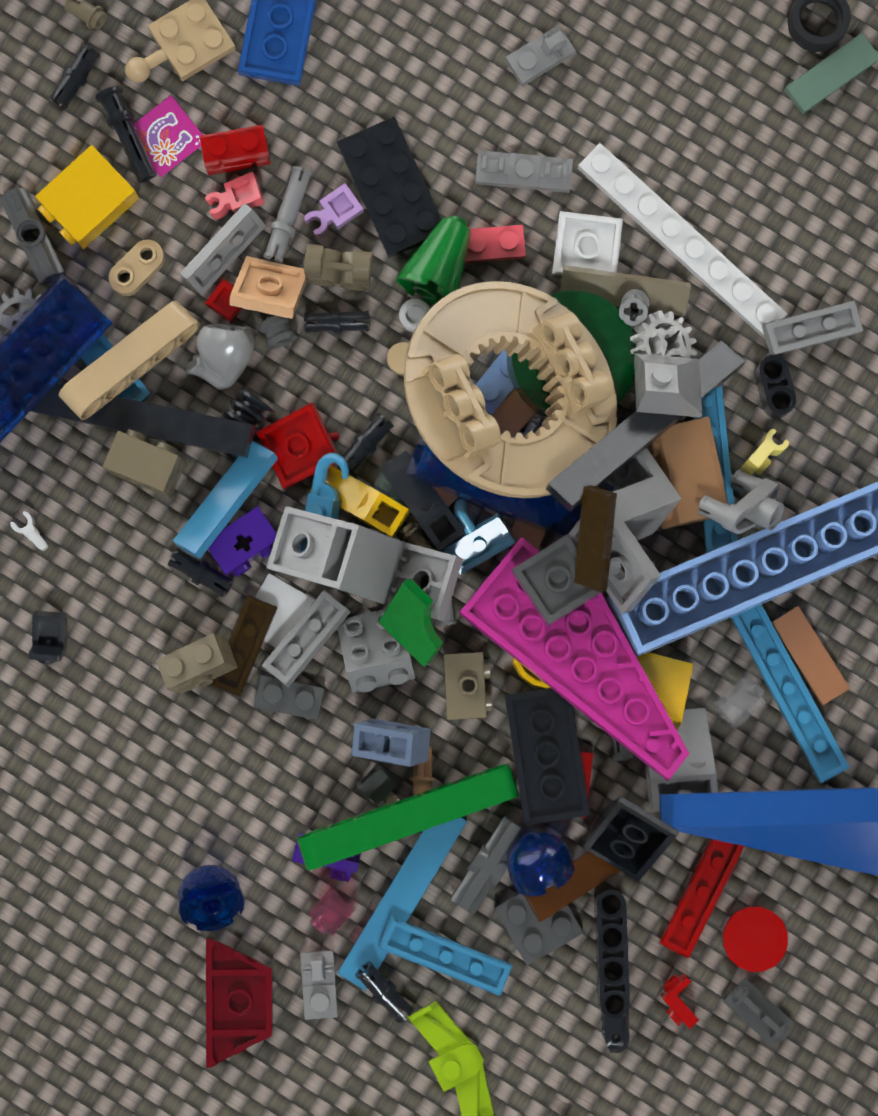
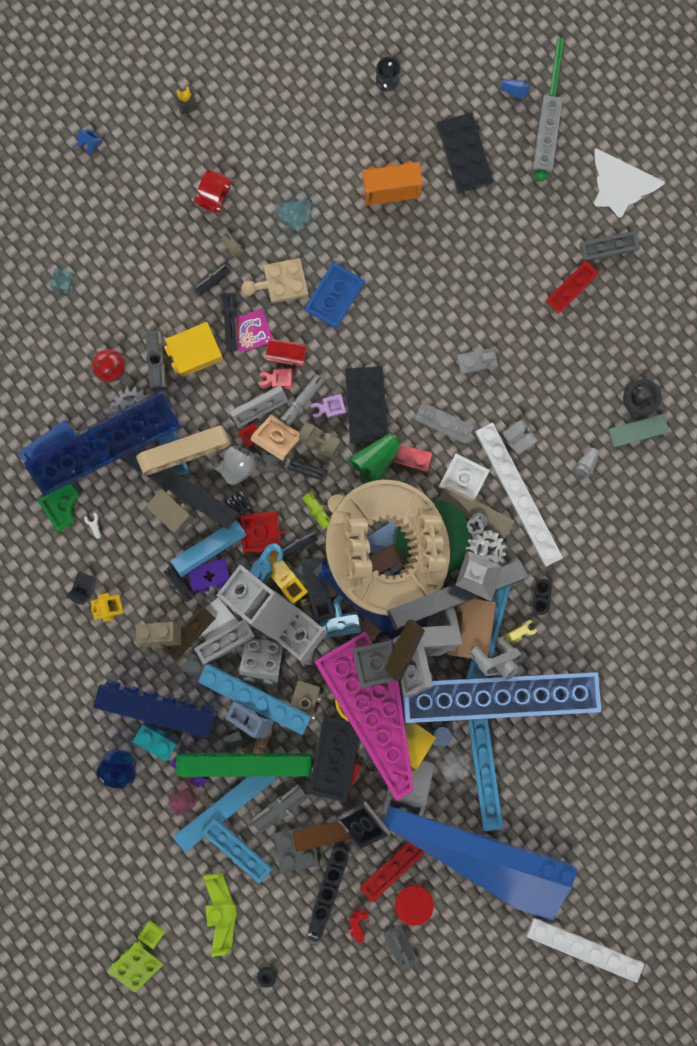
camera: 20 degrees right, 0 degrees up
(99, 651) = (106, 607): none -> yellow brick
(139, 269) = (207, 398): tan plate -> none
(236, 782) = (156, 709): none -> clear blue brick
(236, 1002) = (110, 832): dark red wing -> none
(255, 833) = (156, 741): none -> teal brick
(319, 984) = (160, 839): light grey hinge -> none
(375, 380) = (317, 510): none -> lime pin
(384, 992) = (194, 858): black pin -> none
(386, 708) = (255, 699): none -> dark azure plate
(410, 622) = (285, 657): green tile -> none
(412, 313) = (352, 481): white tile -> none
(539, 863) = (307, 818): clear blue cylinder -> none
(651, 149) = (520, 437): none -> light grey wheel
(703, 660) = (442, 735): none -> sand blue tile
(771, 153) = (587, 463): none -> light grey cone
(810, 656) = (504, 756): nougat tile -> none
(812, 328) = (573, 571): light grey plate -> none

